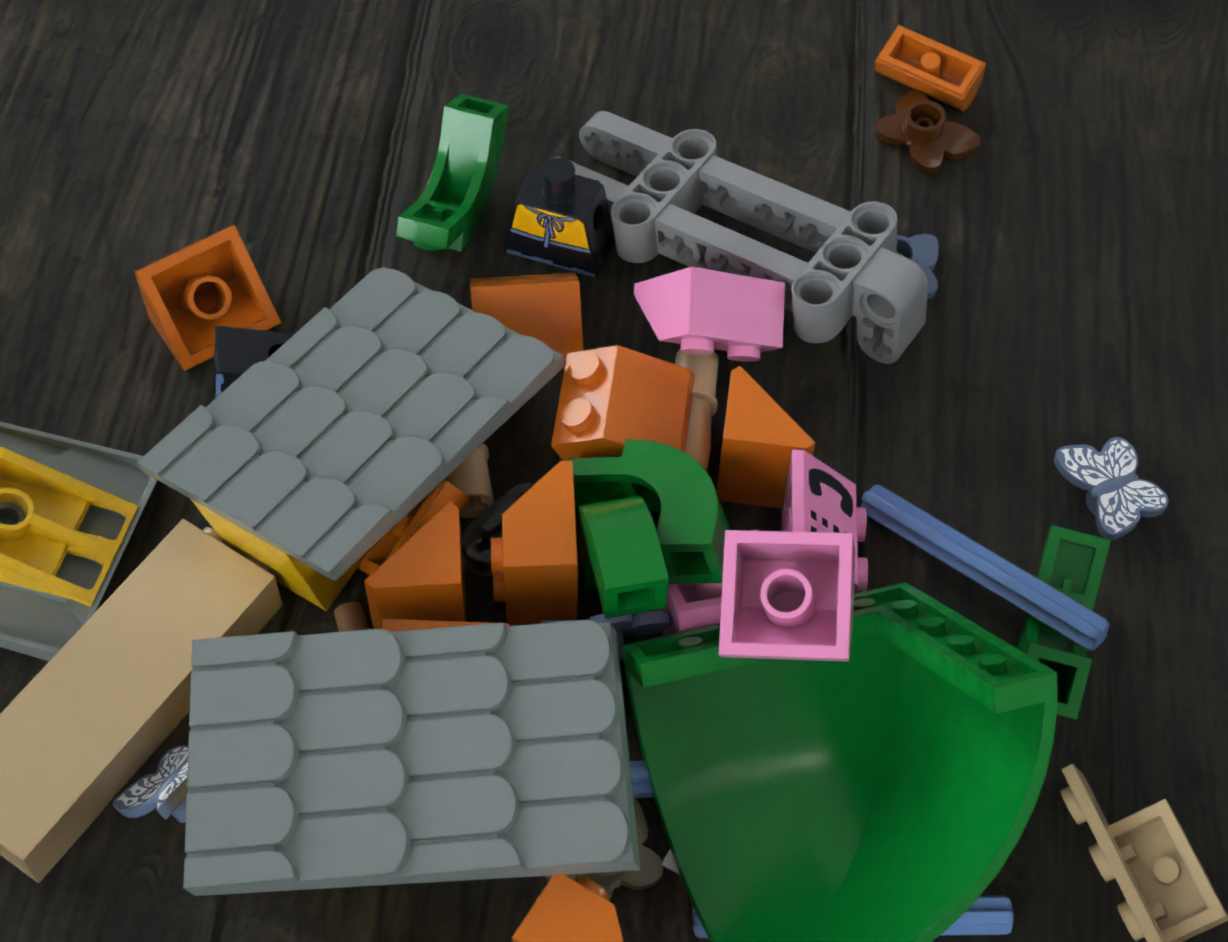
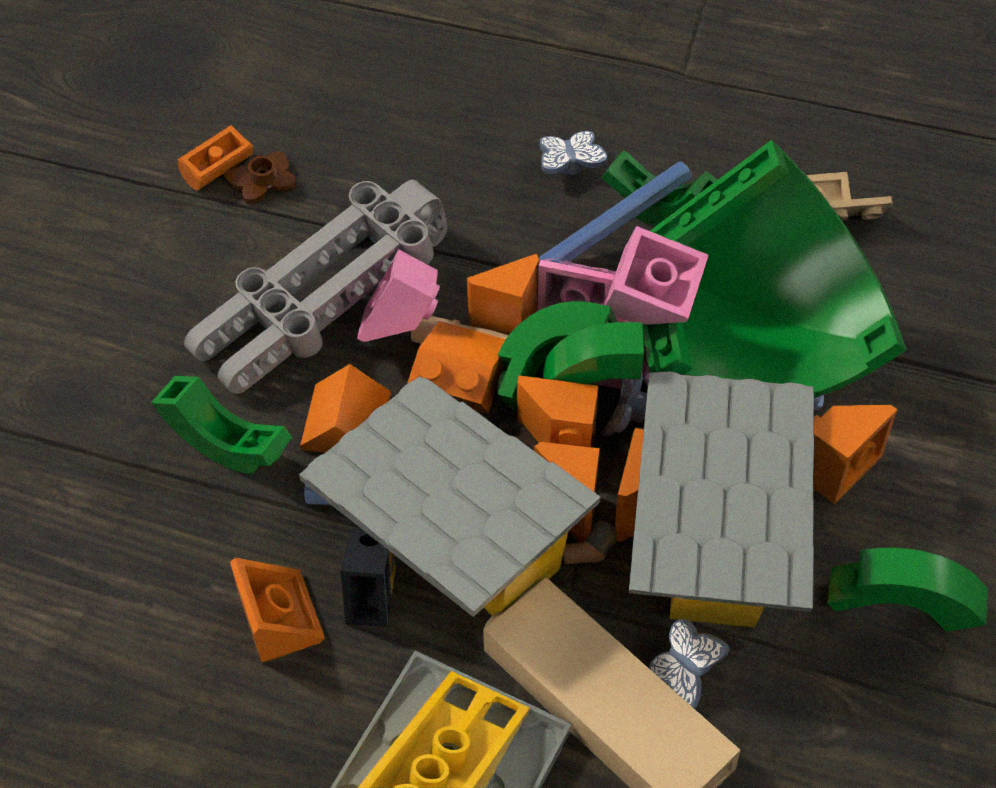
camera: 75 degrees left, 5 degrees down
(561, 219) = (278, 375): black torso -> none

